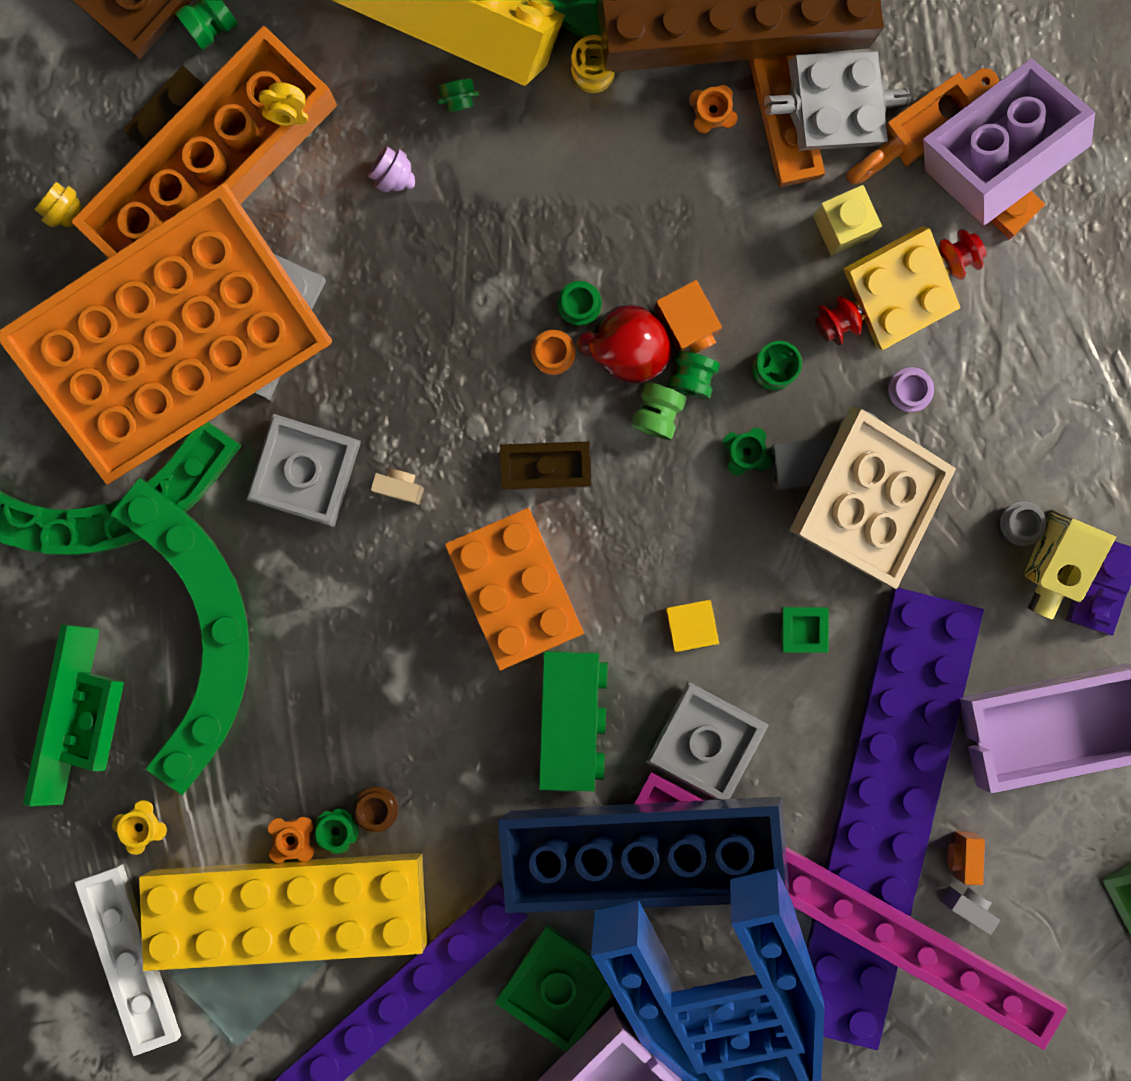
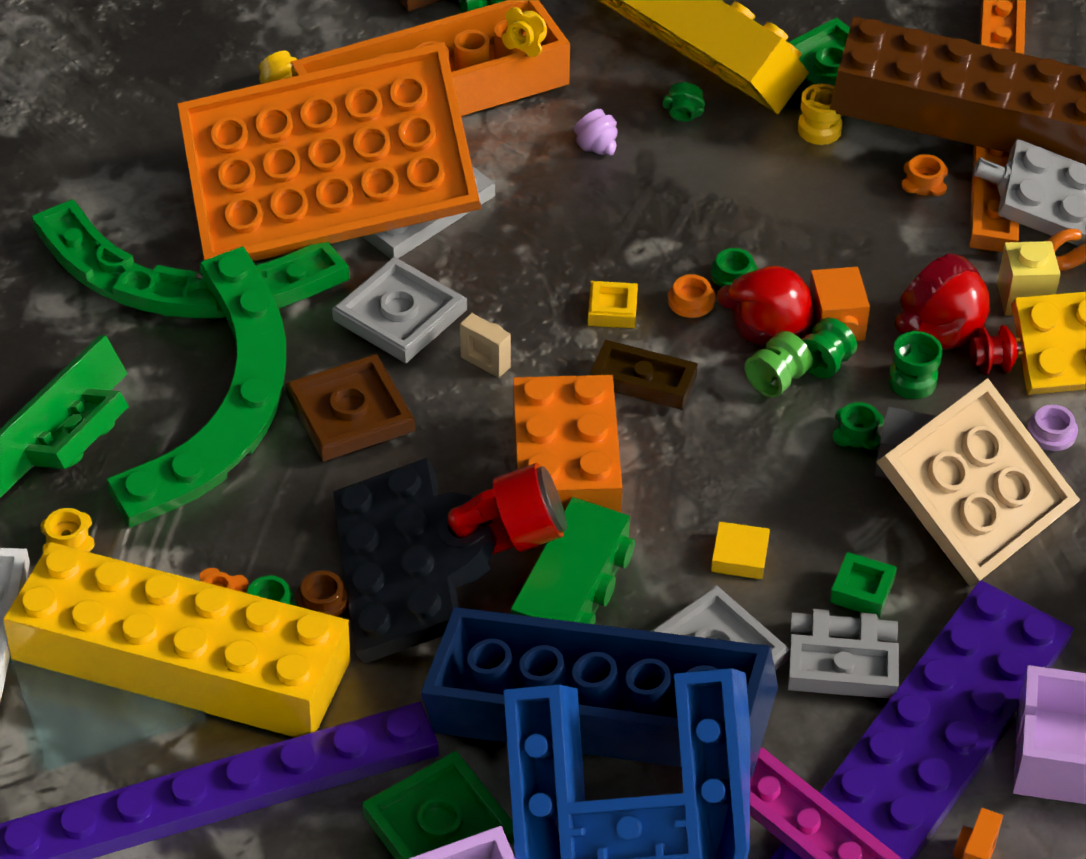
camera: 20 degrees right, 40 degrees down
(309, 601) = (350, 407): none -> reddish brown plate
(440, 744) = (413, 547): none -> black plate
(486, 383) = (612, 304): none -> yellow tile
(786, 291) = (946, 302): none -> red piece
(814, 718) = (840, 664): none -> light grey plate

